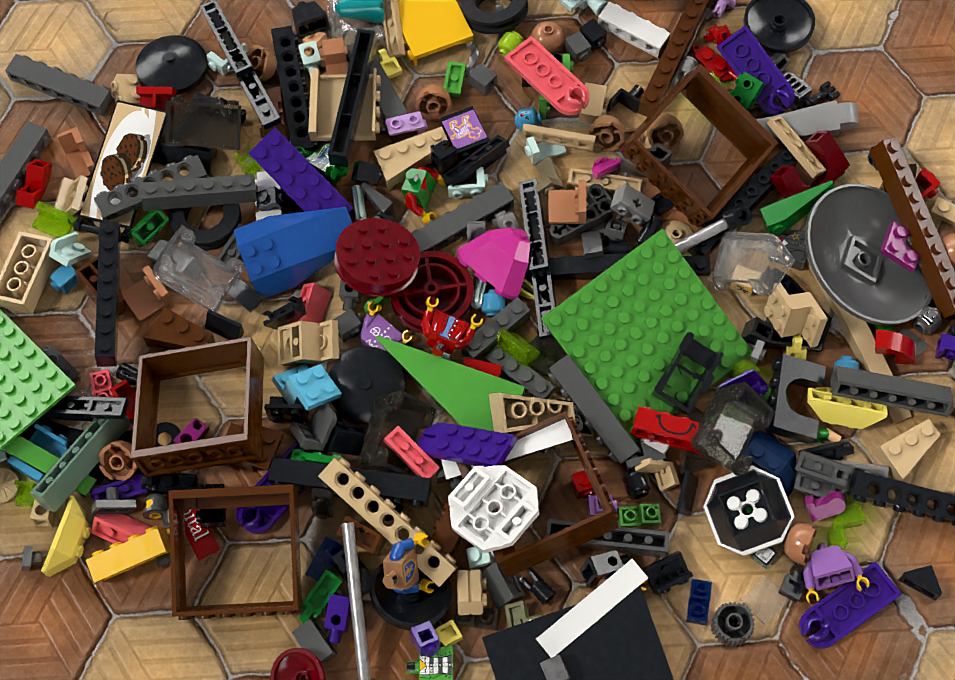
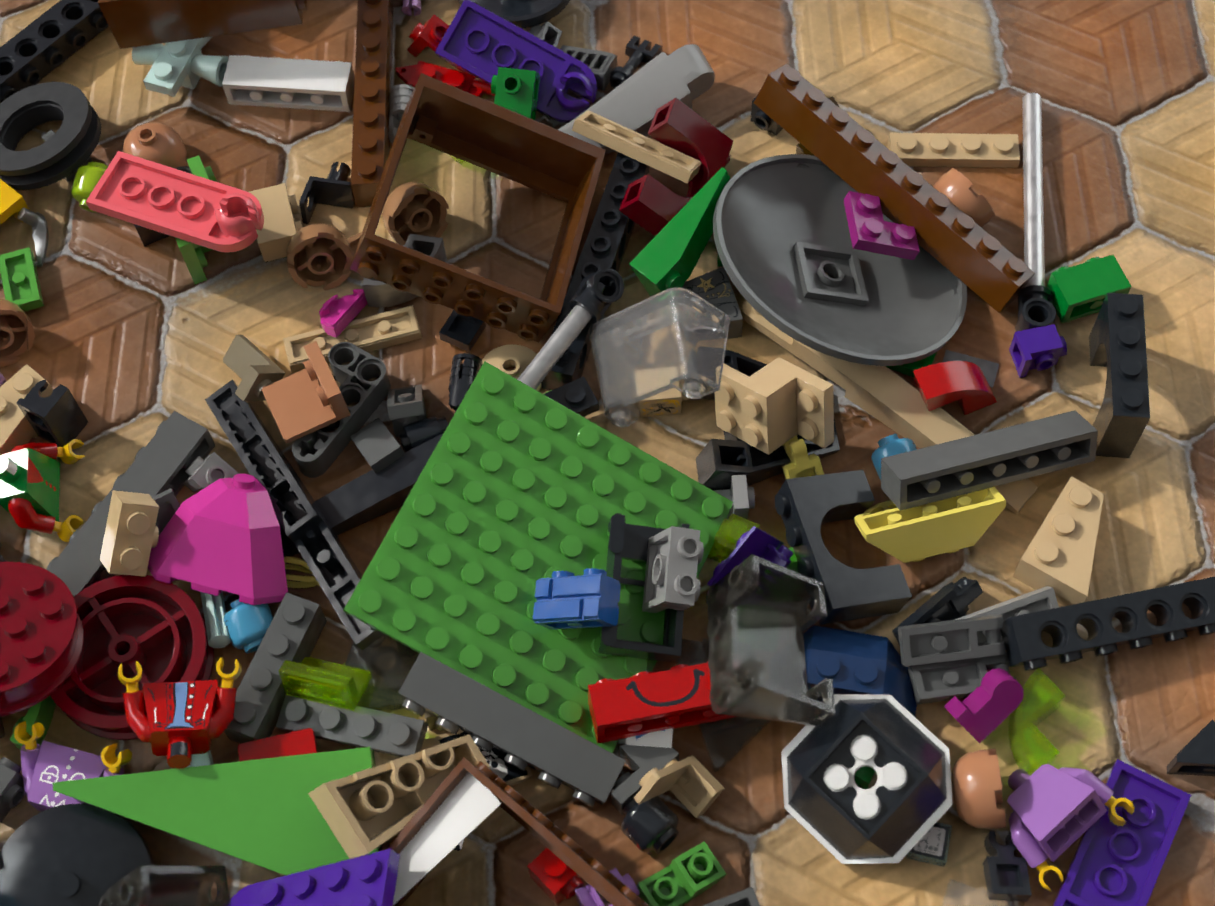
camera: 25 degrees left, 5 degrees down
(457, 234) = (129, 533): none -> tan brick
(460, 191) = (123, 449): light aqua bracket -> none
(464, 131) = (77, 358): panel -> none
(482, 79) = (69, 260): dark grey brick -> none
(482, 157) = (114, 401): black panel -> none
(527, 116) = (176, 291): dark azure head -> none
(540, 151) = (218, 336): light aqua bracket -> none
(559, 137) = (239, 296): tan tile -> none
(577, 47) = (211, 144): dark grey brick -> none
(594, 34) = (226, 117): black brick -> none
(632, 204) = (415, 351): light grey brick -> none
(651, 364) = (577, 600): none -> blue brick
(687, 494) = (744, 799): black slope -> none
(704, 371) = (672, 570): none -> light grey plate
(827, 433) = (924, 579): arm -> none
(927, 320) = (979, 324): flat silver head -> none
(928, 182) = (867, 116): red bracket -> none

